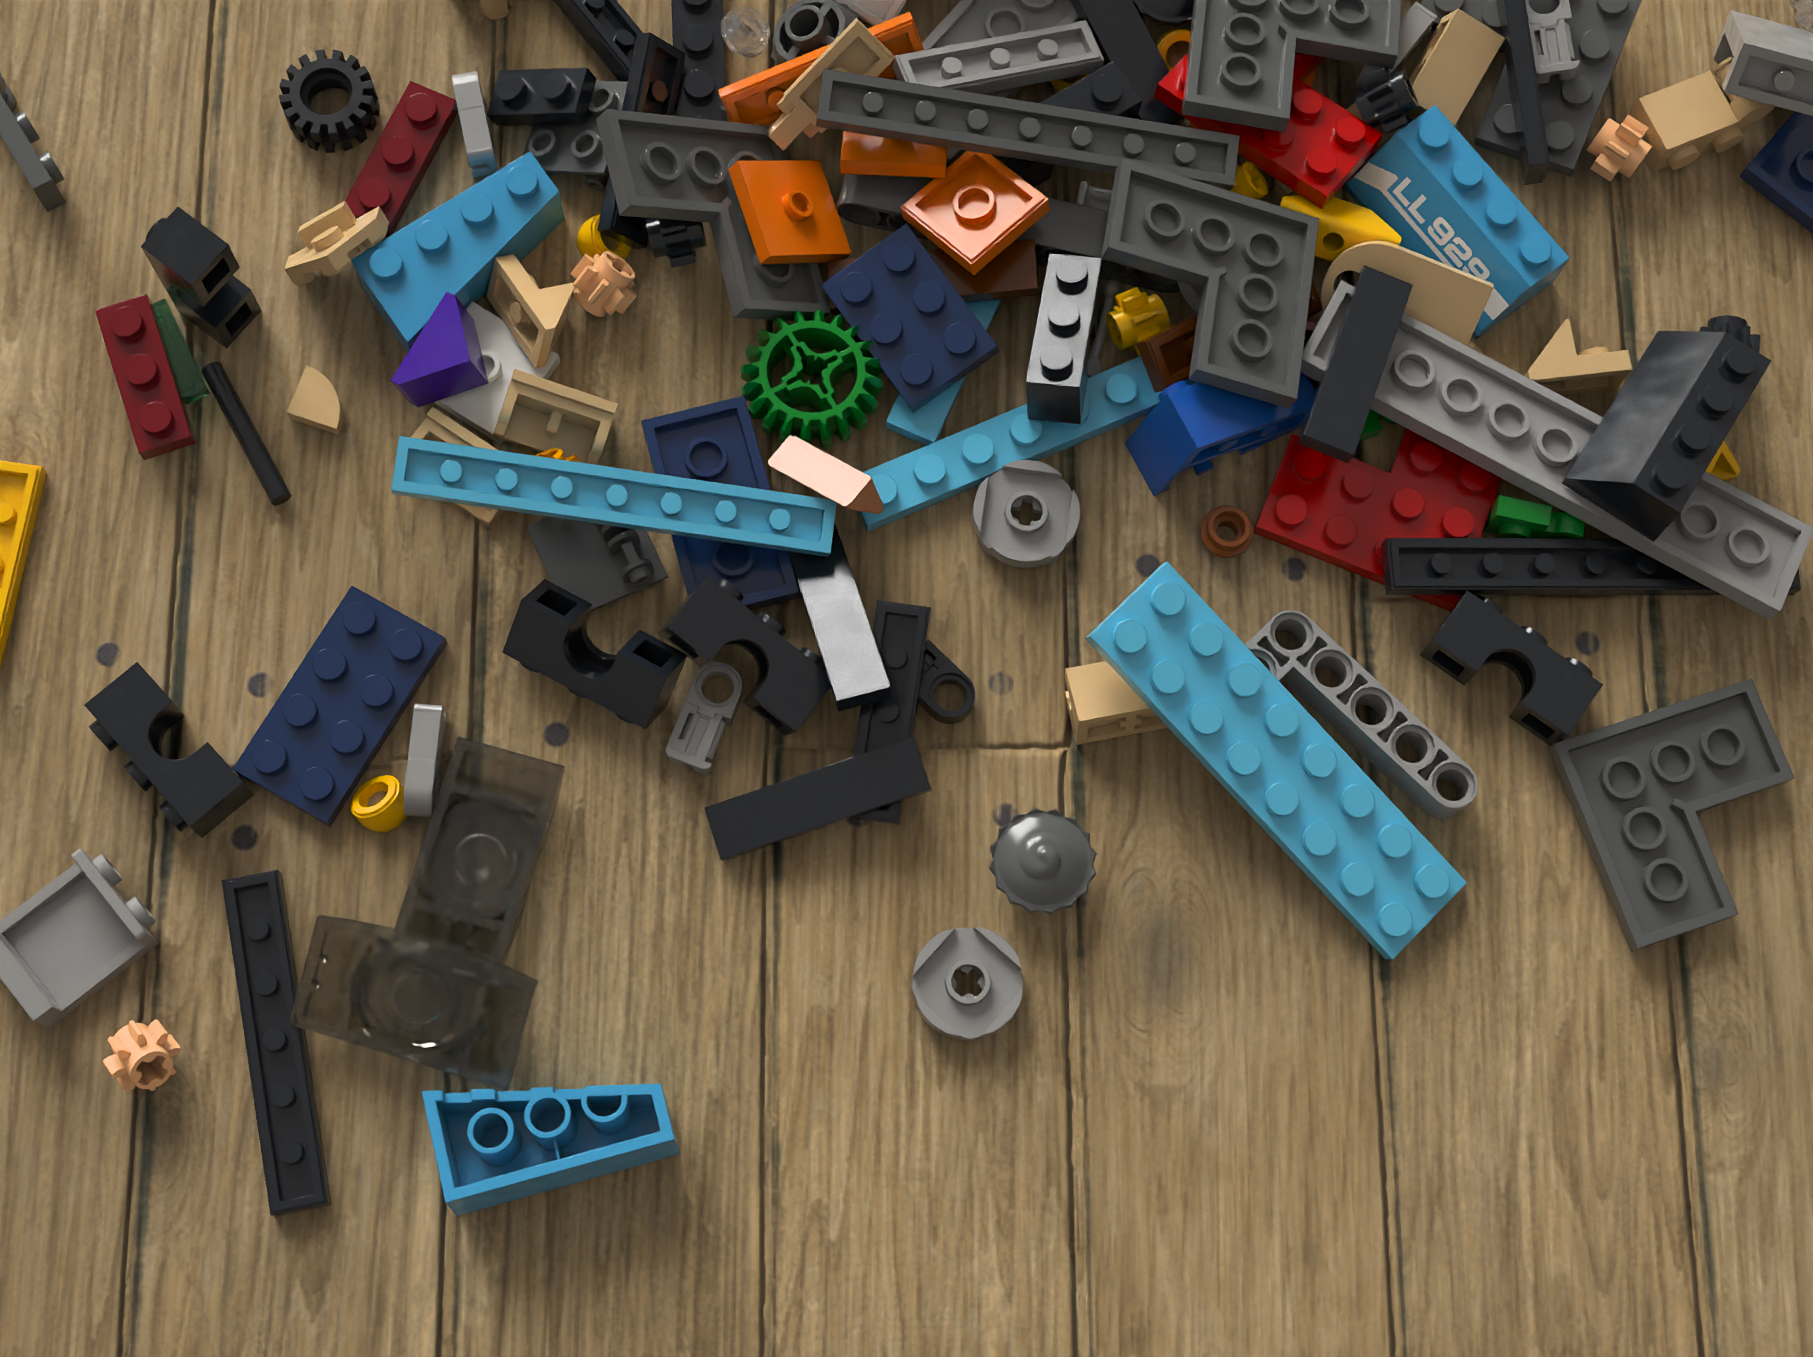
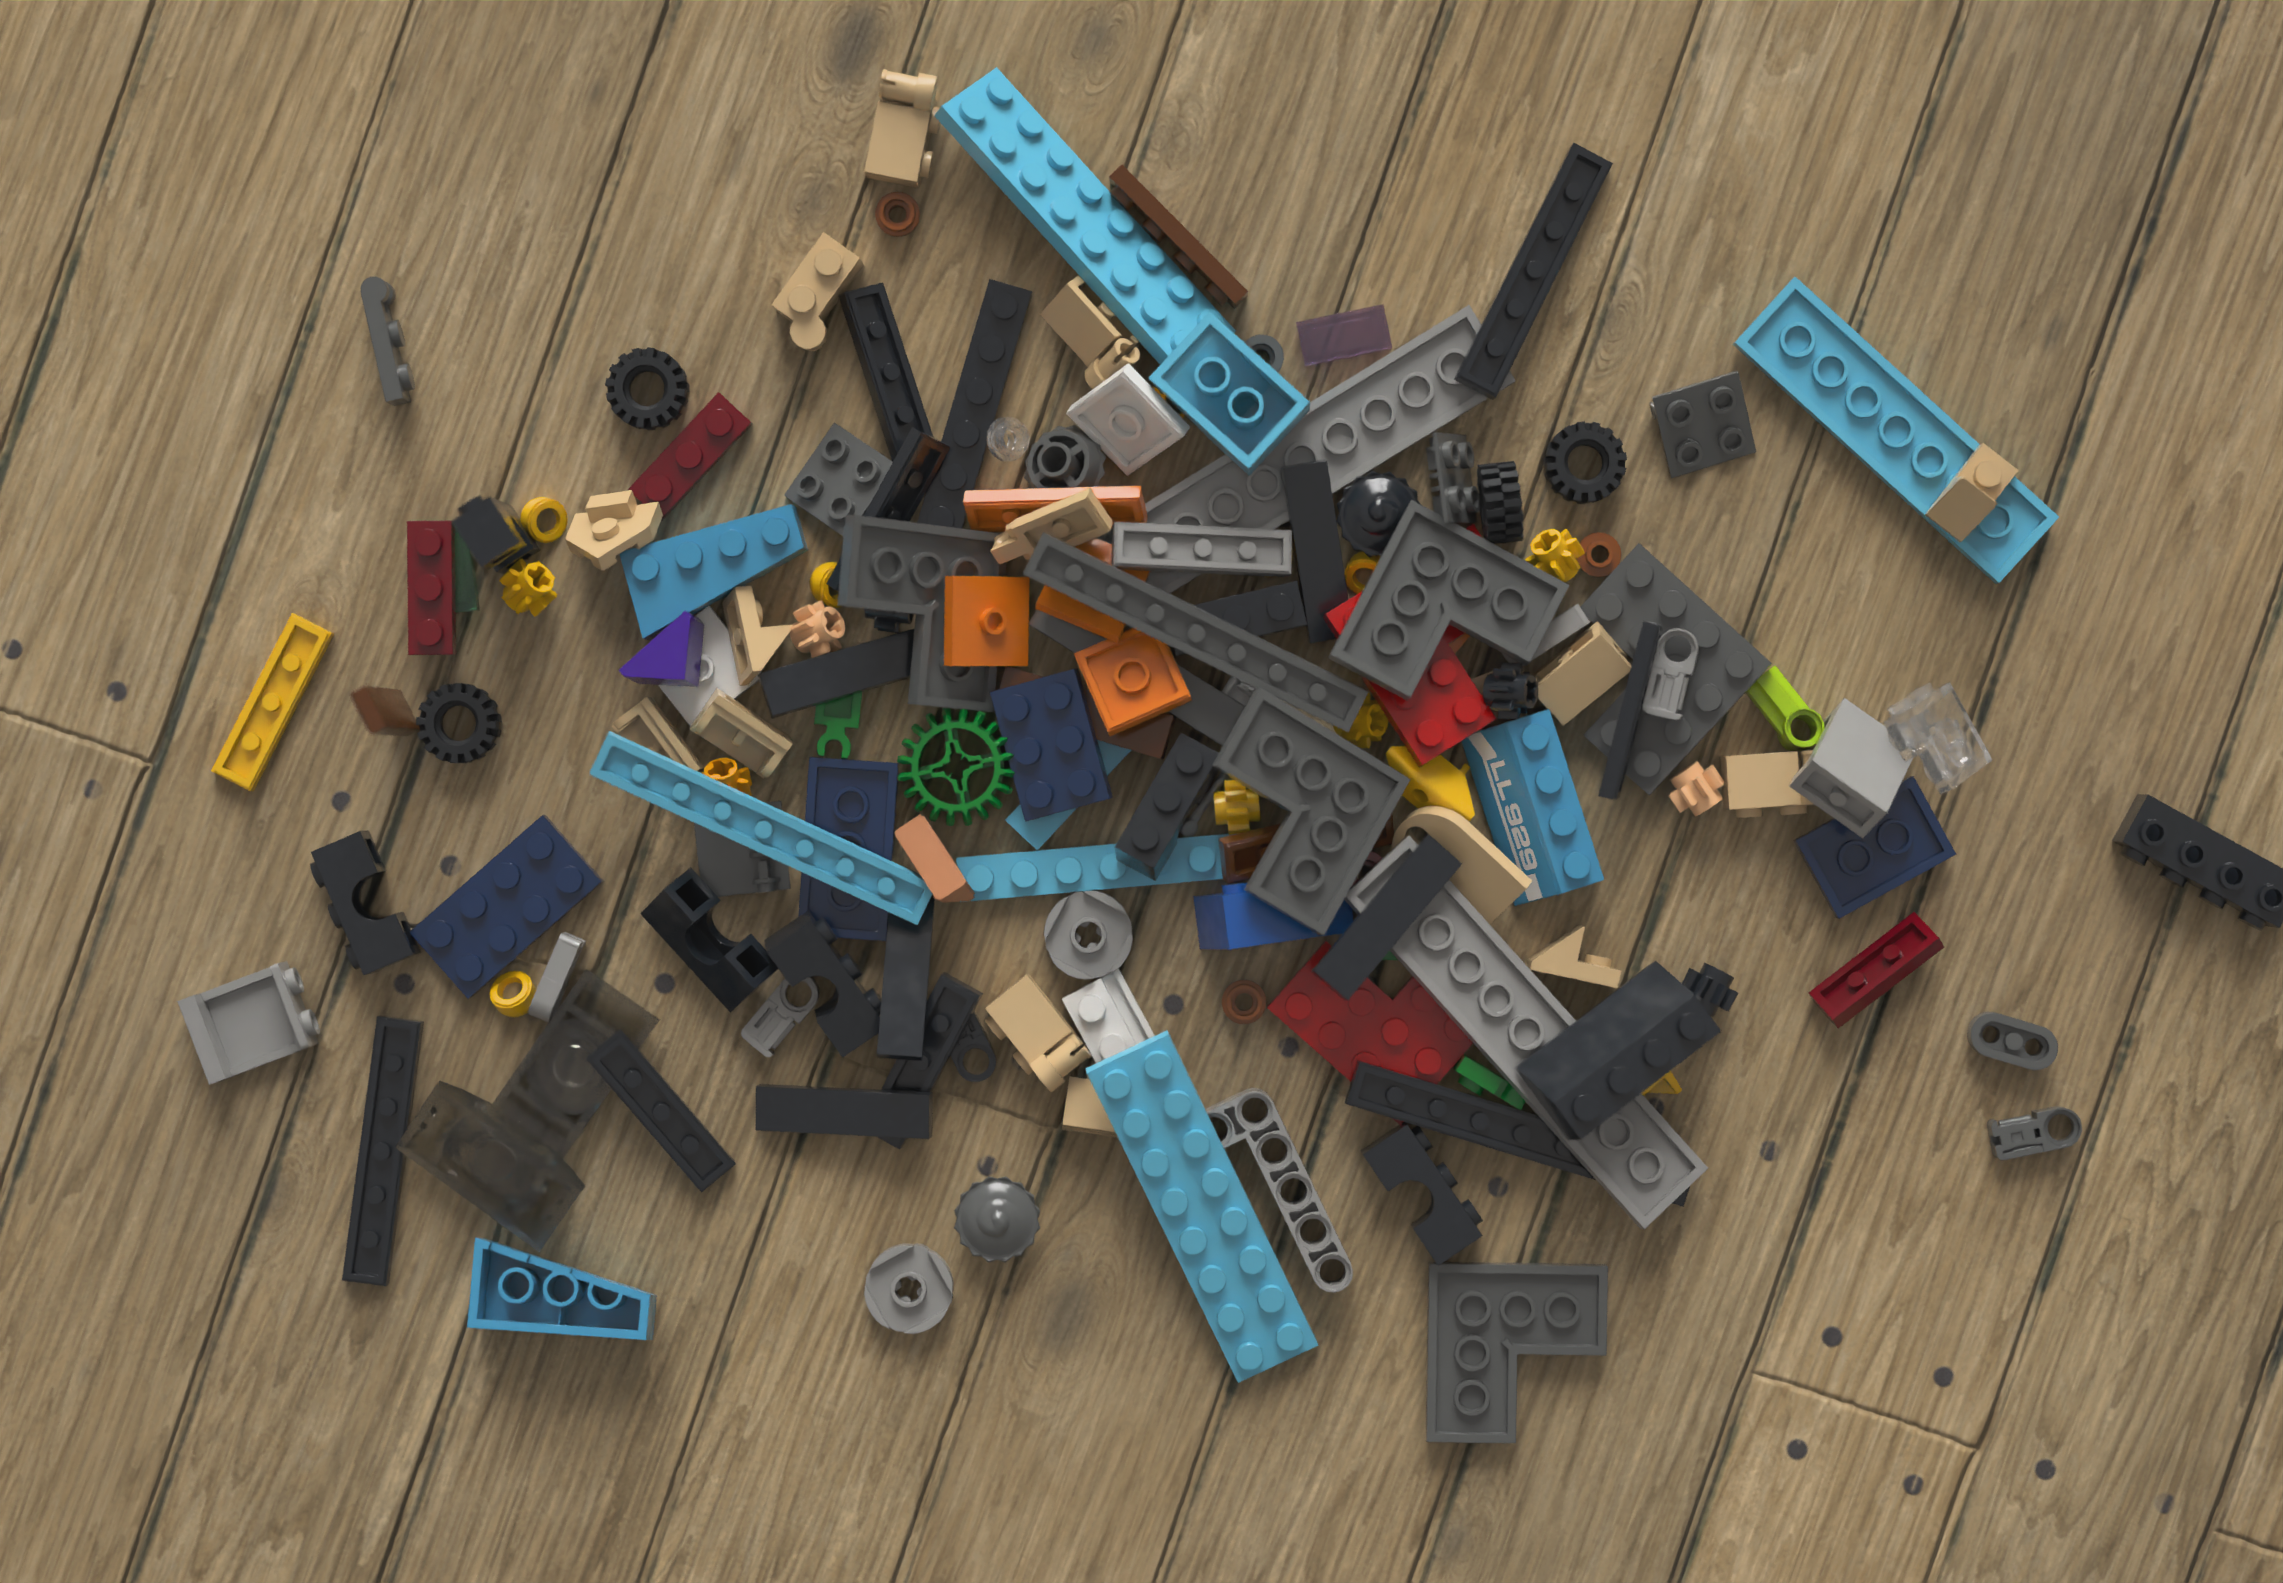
camera: 30 degrees right, 15 degrees up
(124, 495) = (384, 711): none -> reddish brown tile
(142, 1056) = (281, 1133): light nougat gear -> none
(208, 488) = (432, 723): none -> black tyre
(246, 433) = (498, 655): black bar -> none
(258, 341) = (528, 587): none -> yellow gear
(265, 258) = (529, 519): none -> yellow piece
(316, 402) = (561, 649): tan tile -> none
(474, 124) = (759, 447): light grey piece -> none
(541, 96) = (820, 446): black plate -> none
(600, 870) = (661, 1110): none -> black tile
(644, 319) = (838, 674): none -> black tile
(656, 365) = (837, 716): none -> green plate
(1008, 634) = (1037, 1032): none -> tan hinge
(1076, 596) = (1108, 1016): none -> white plate
(1676, 46) = (1782, 705): none -> lime piece

